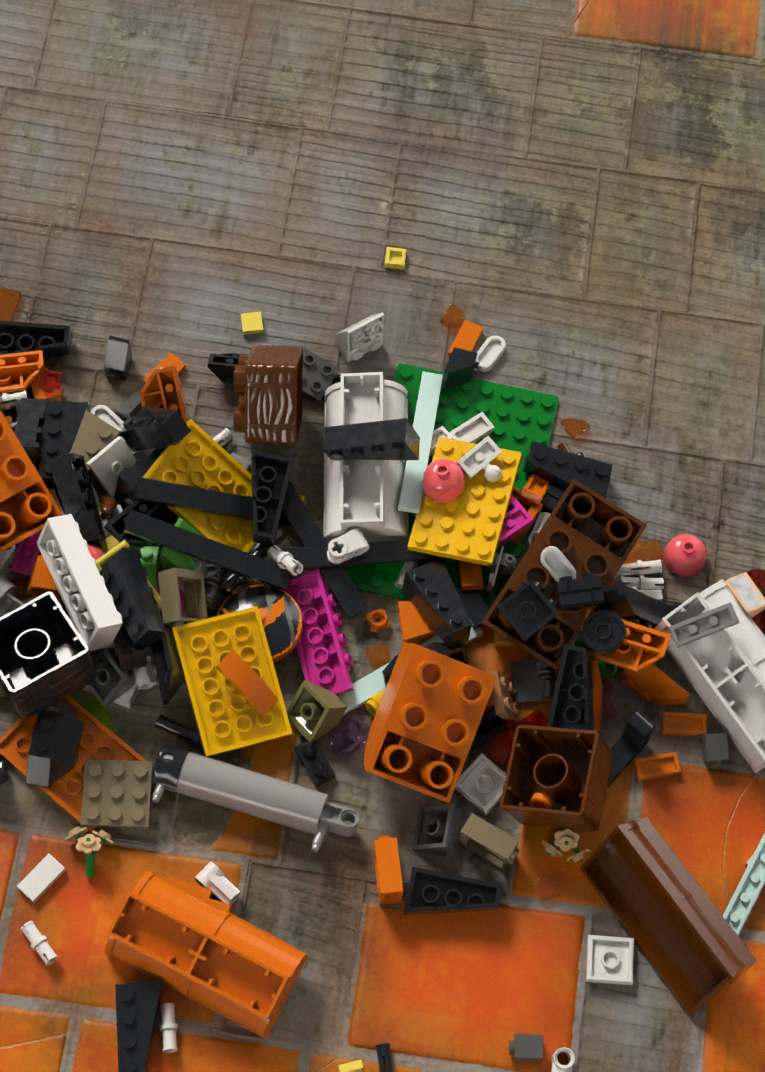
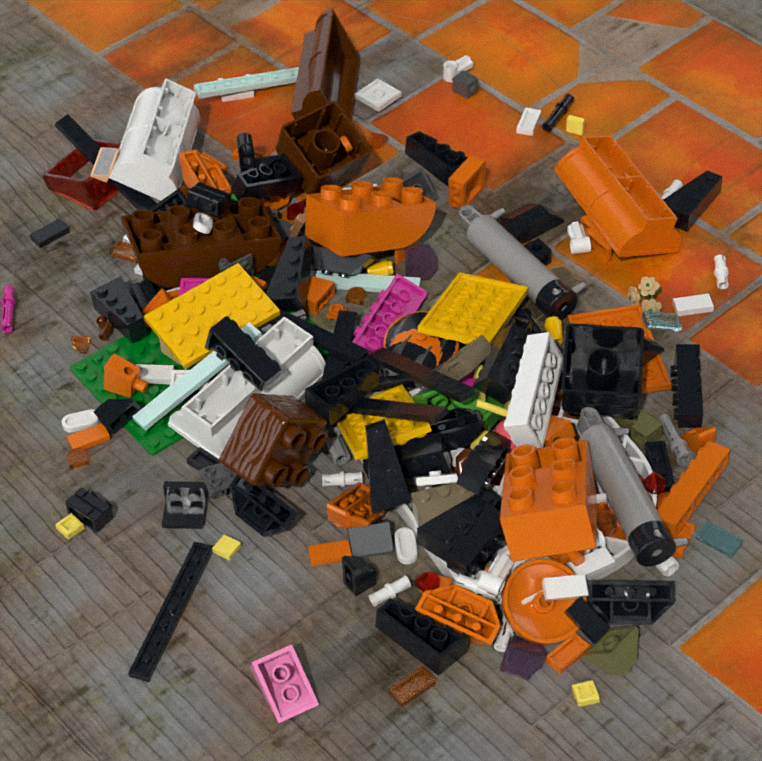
camera: 135 degrees left, 20 degrees down
(54, 824) = (661, 321): none -> clear light blue tile
(85, 370) = (389, 591): none -> white pin
(102, 241) = (284, 684): none -> bright pink slope
(116, 794) = (605, 307): dark tan plate -> none
(151, 740) = (554, 326): none -> yellow cone
(239, 822) = (540, 250): none -> black brick
(245, 247) = (170, 612): none -> black tile
(247, 682) = (467, 295): orange slope -> none
(285, 560) = (369, 346): white pin -> none
(288, 872) = (530, 221): none -> black wedge
(314, 762) = (456, 263): black tile -> none
(315, 711) = (430, 276): olive slope -> none
(316, 328) = (184, 505): none -> black bracket
(350, 545) = (322, 331): white piece -> none
(361, 337) = (158, 462): white slope -> none
(390, 276) = (90, 509): none -> black brick
(411, 1044) = (528, 121): none -> white tile
(443, 481) = (209, 317): coral cylinder -> none
(480, 458) = (177, 317): white plate -> none
(483, 397) = (123, 377): none -> orange torso
(489, 842) = (390, 159): dark tan window -> none
(528, 609) = (247, 209): black plate -> none
(603, 631) = (216, 179): black tile -> none
(684, 419) = (7, 303): none -> dark pink pin
(685, 555) = (103, 234): coral cylinder -> none
(704, 625) = (155, 141): light grey tile -> none
(715, 747) = (207, 140): dark grey brick -> none
(741, 525) = (49, 233): none -> black tile

